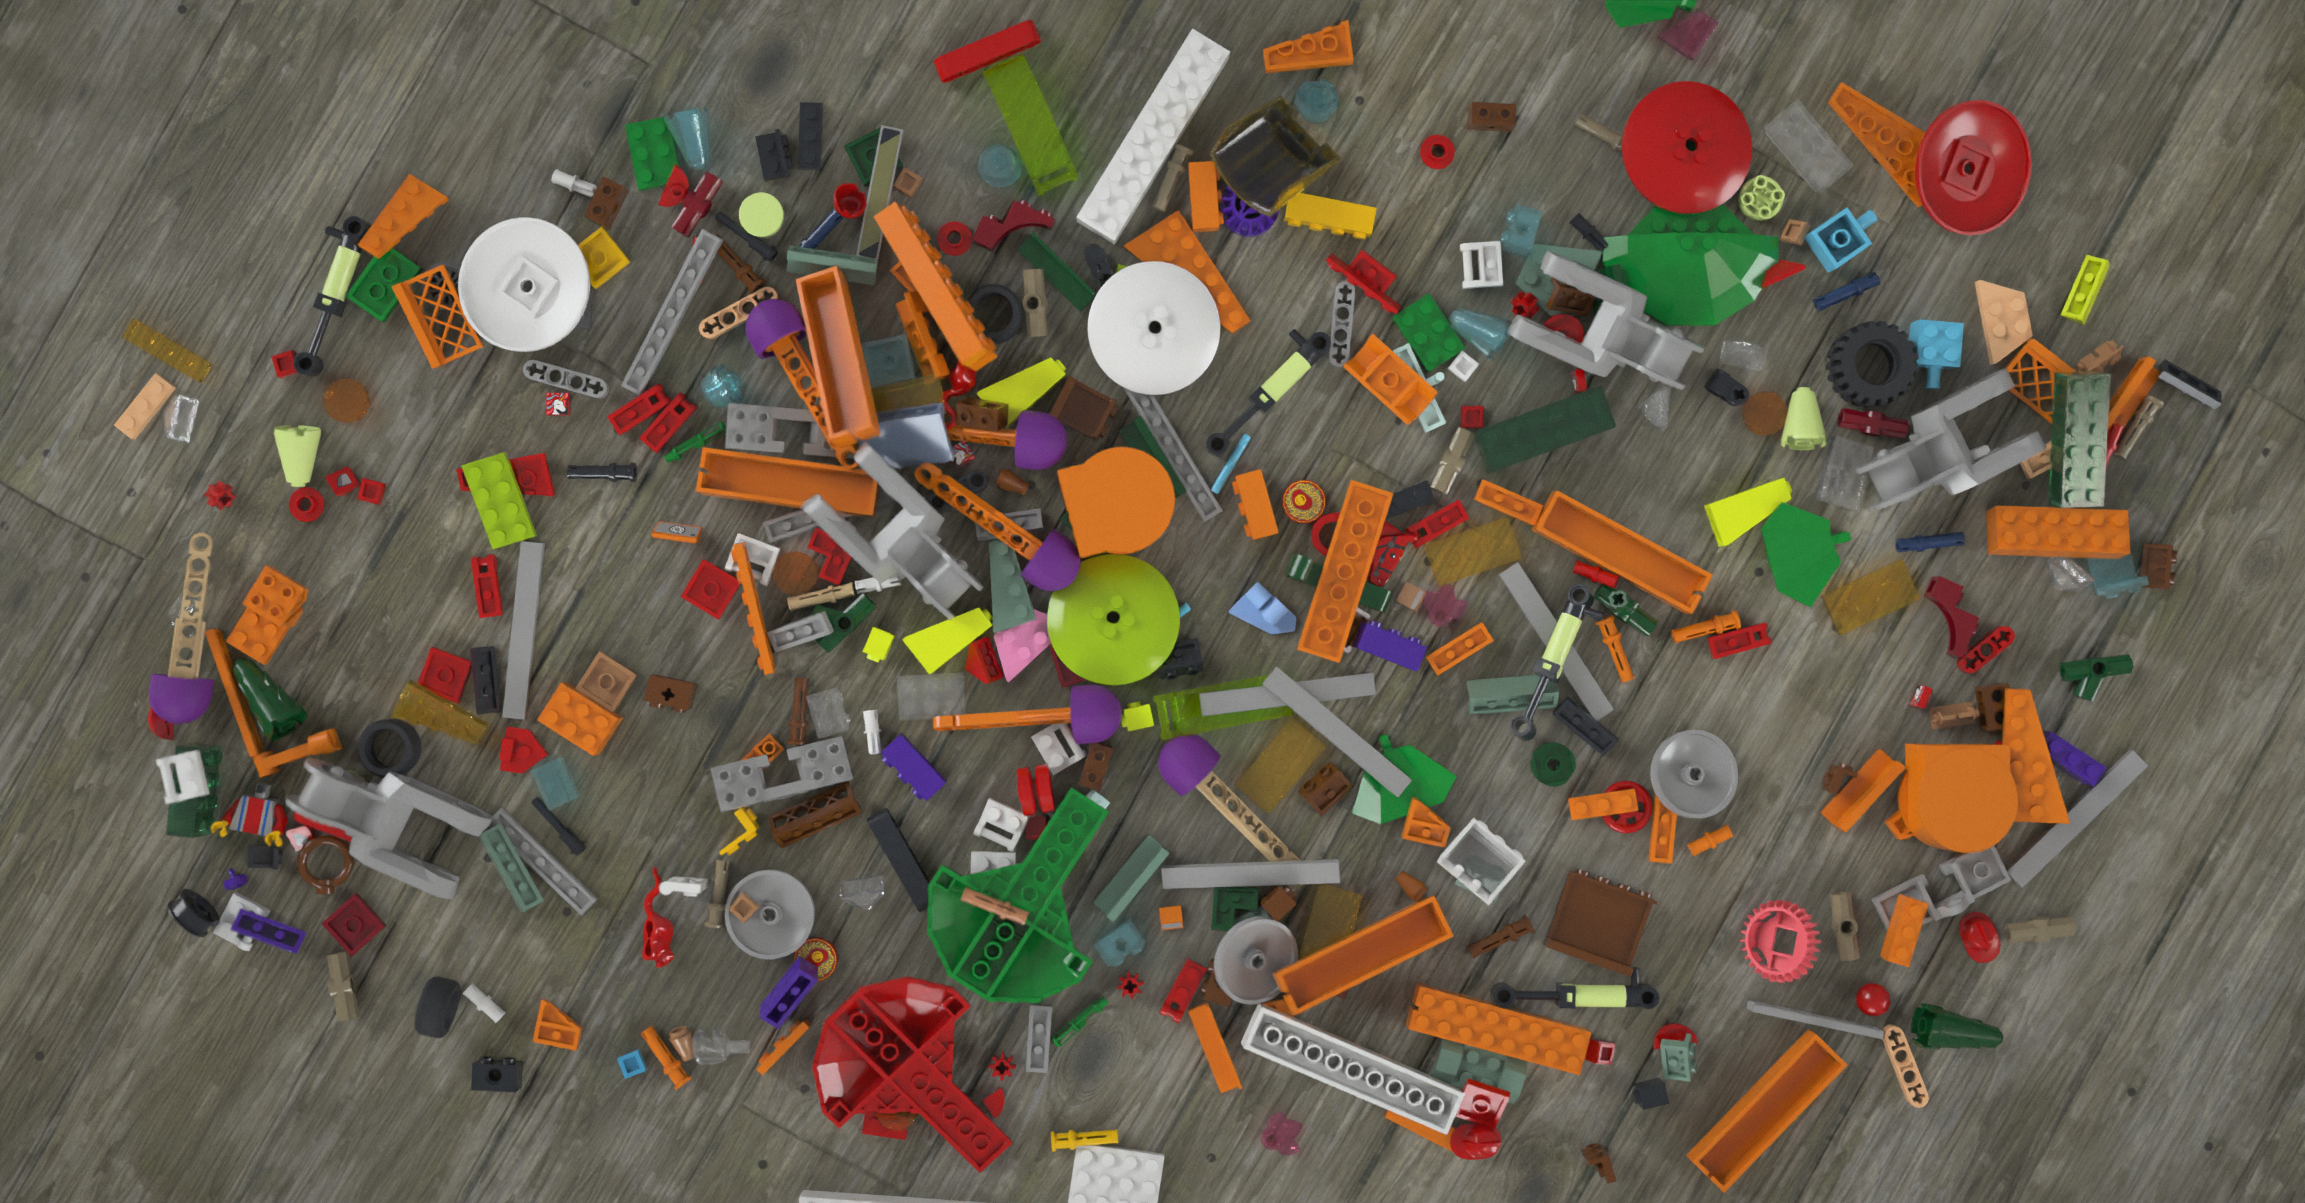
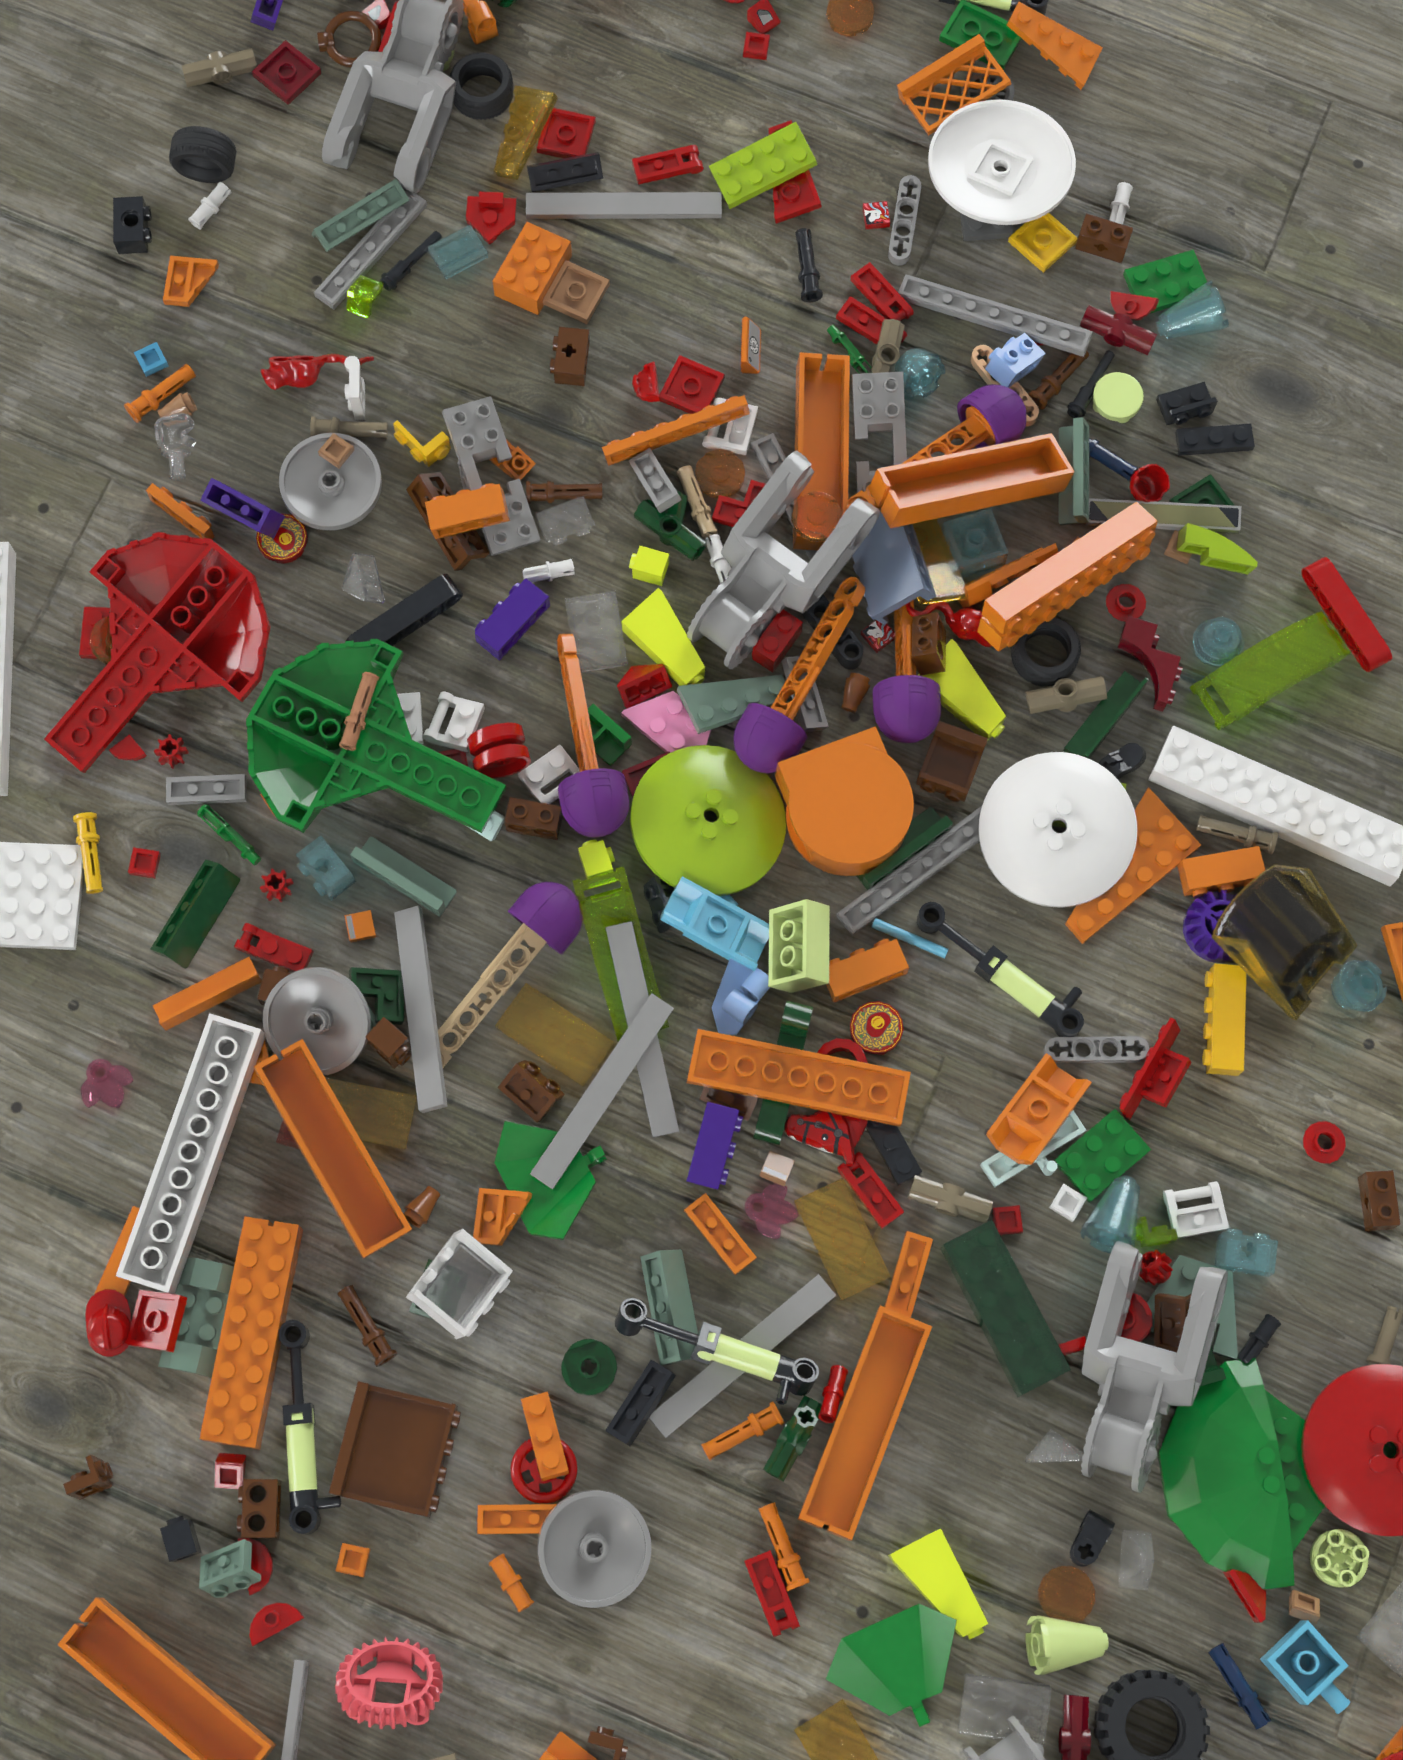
camera: 85 degrees right, 15 degrees down
(589, 871) = (362, 295): none -> clear neon green bracket
(692, 410) = (889, 345): none -> dark tan piece
(704, 628) = (646, 383): none -> red plate
(720, 300) = (1014, 360): none -> light blue brick
(816, 798) = (467, 510): none -> orange brick
(856, 495) = (816, 516): none -> clear orange tile
(917, 155) = (1215, 549): none -> lime slope
(959, 542) = (777, 640): none -> red brick
(1029, 697) = (608, 737): none -> green panel
(1096, 1093) = (144, 863): none -> red tile
(1146, 1053) = (196, 913): none -> dark green panel
(1206, 624) = (716, 923): none -> medium azure piece
(1234, 557) = (799, 946): none -> yellowish green brick
(1500, 298) = (1159, 1235): none -> clear neon green bracket
(1635, 1025) = (268, 1508): none -> reddish brown brick
(1678, 960) = (353, 1560): none -> orange tile
(1716, 1025) = (272, 1620): none -> red plate

